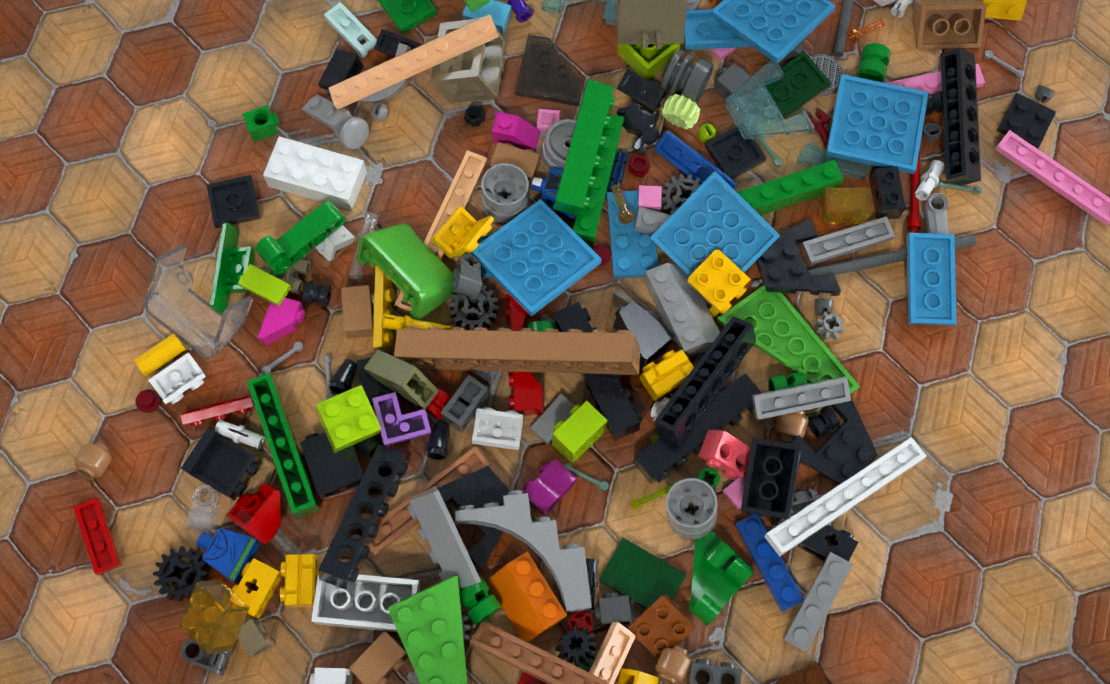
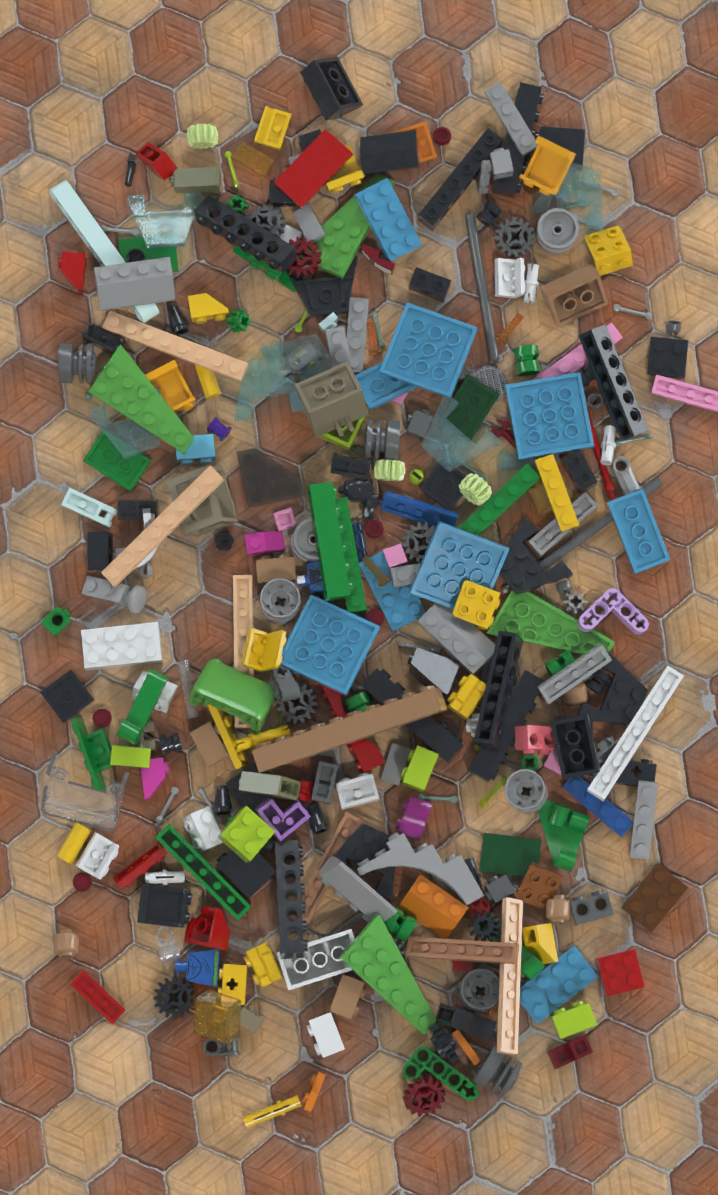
camera: 25 degrees left, 10 degrees up
(255, 236) = (102, 718): none -> dark red plate
(305, 394) = (202, 829): none -> white bracket
(766, 163) = (475, 489): none -> yellowish green gear
(855, 201) = (556, 493): none -> yellow plate
(873, 350) = (614, 606): none -> lavender beam

